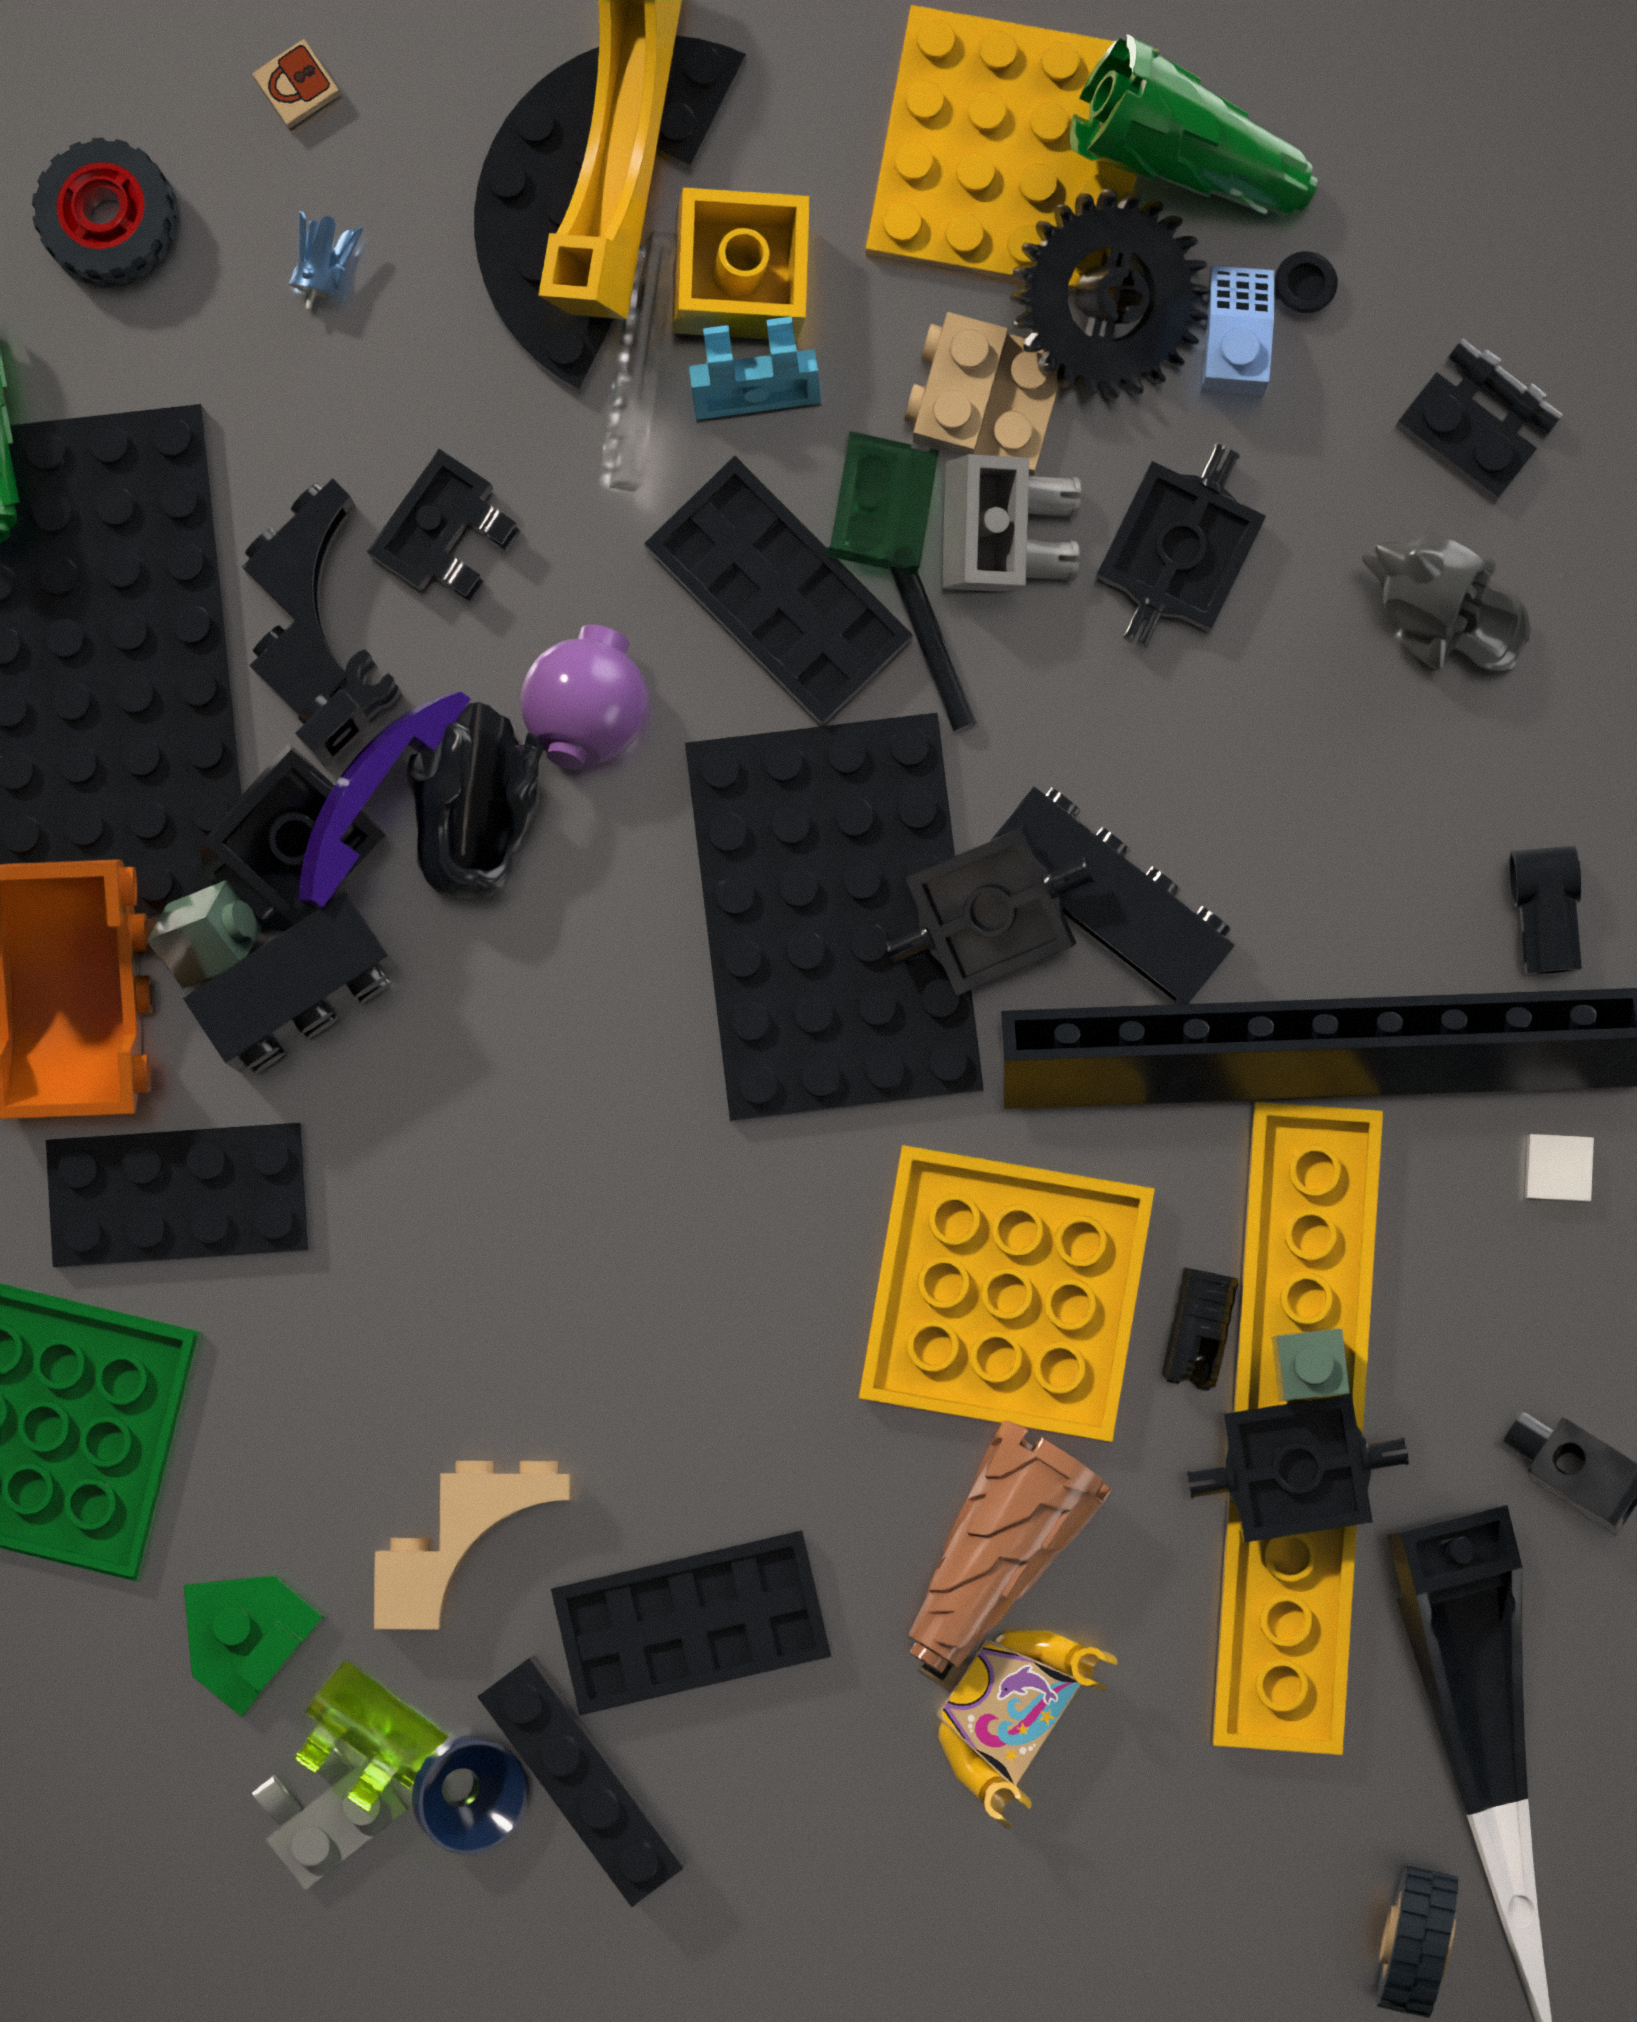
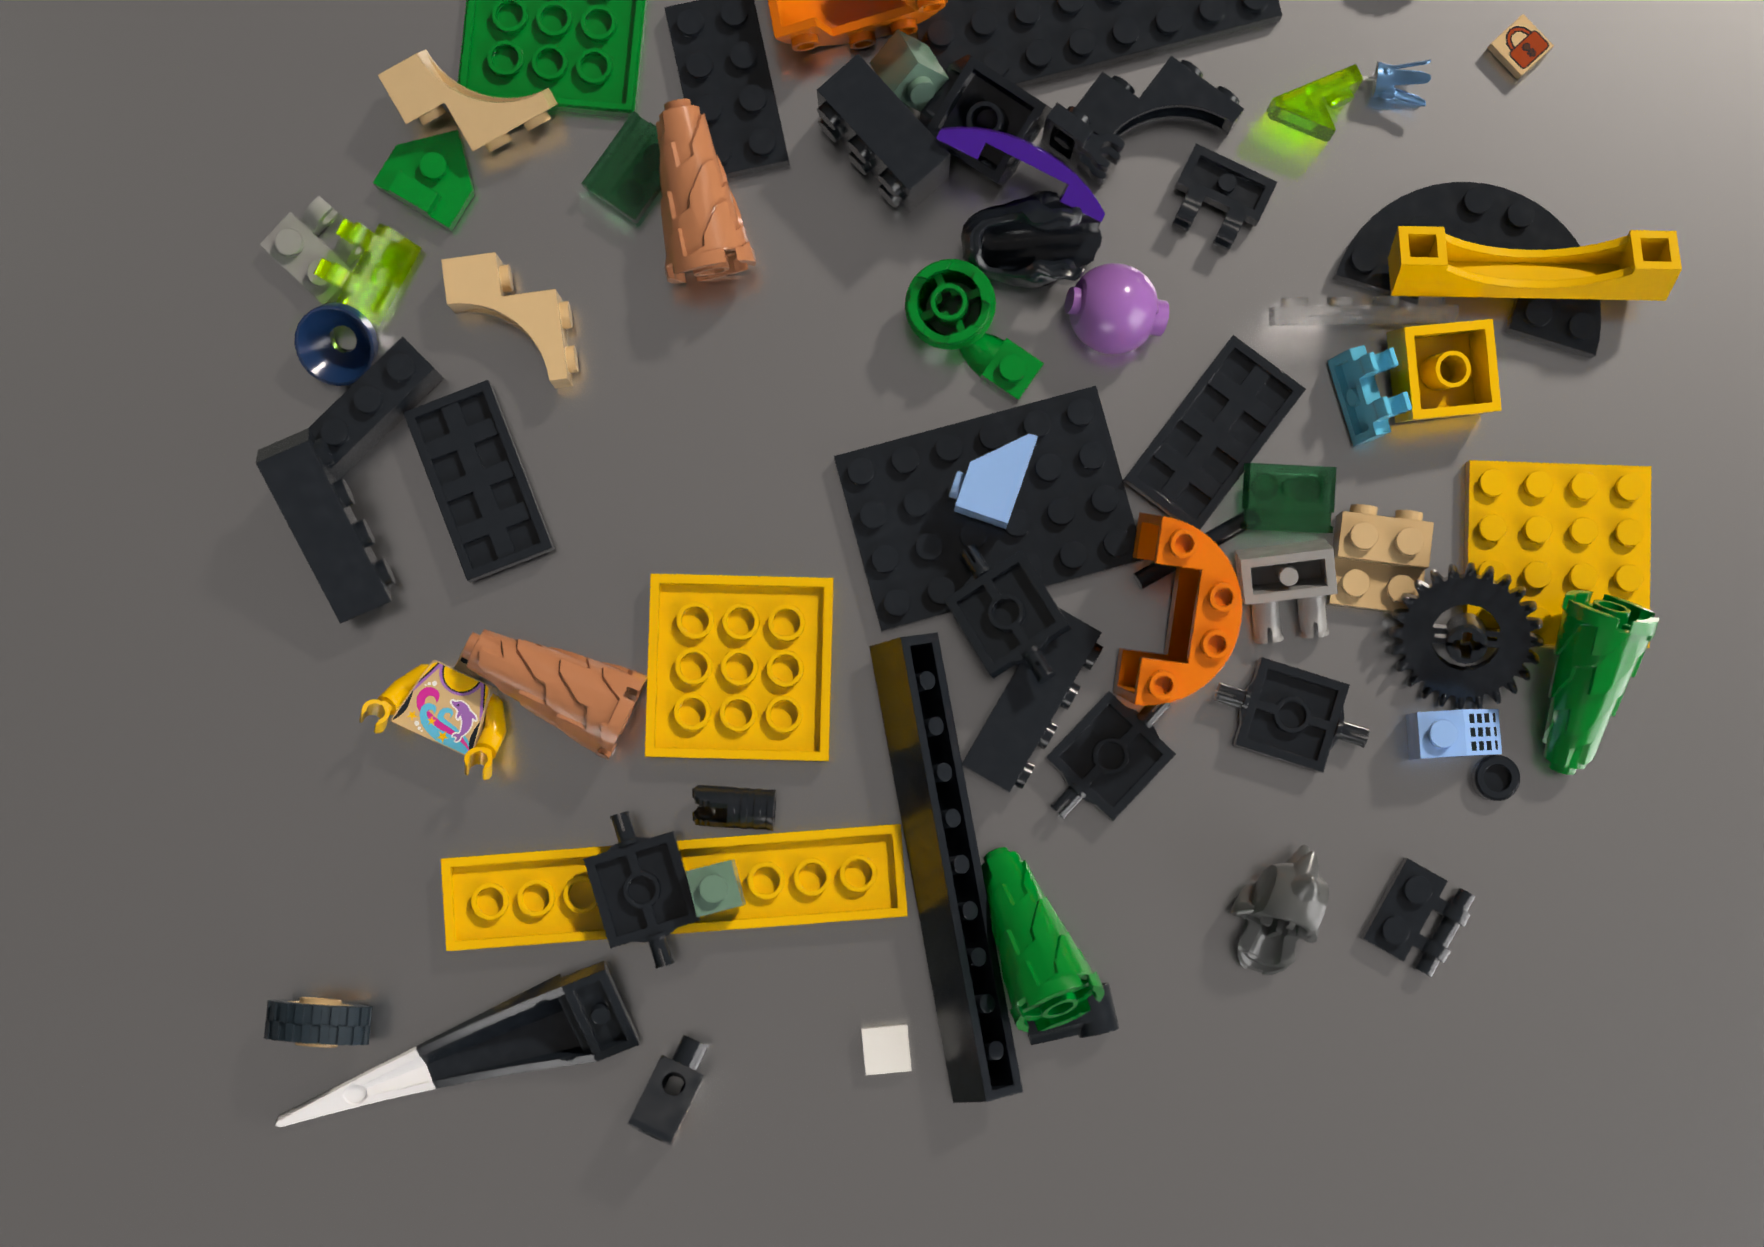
camera: 80 degrees right, 0 degrees up
(180, 1540) = (422, 87): none -> tan arch
(277, 1340) = (628, 169): none -> clear green plate
(340, 391) = (1306, 105): none -> clear neon green slope
(356, 1256) = (697, 208): none -> nougat cone
(546, 925) = (950, 304): none -> green cone
(629, 872) = (1002, 364): none -> green plate
(728, 1839) = (325, 525): none -> black brick
(806, 901) = (993, 482): none -> light blue slope
(1041, 649) = (1201, 621): none -> orange cylinder
(1201, 801) = (1110, 756): none -> black plate
(1468, 937) = (1038, 957): none -> green cone

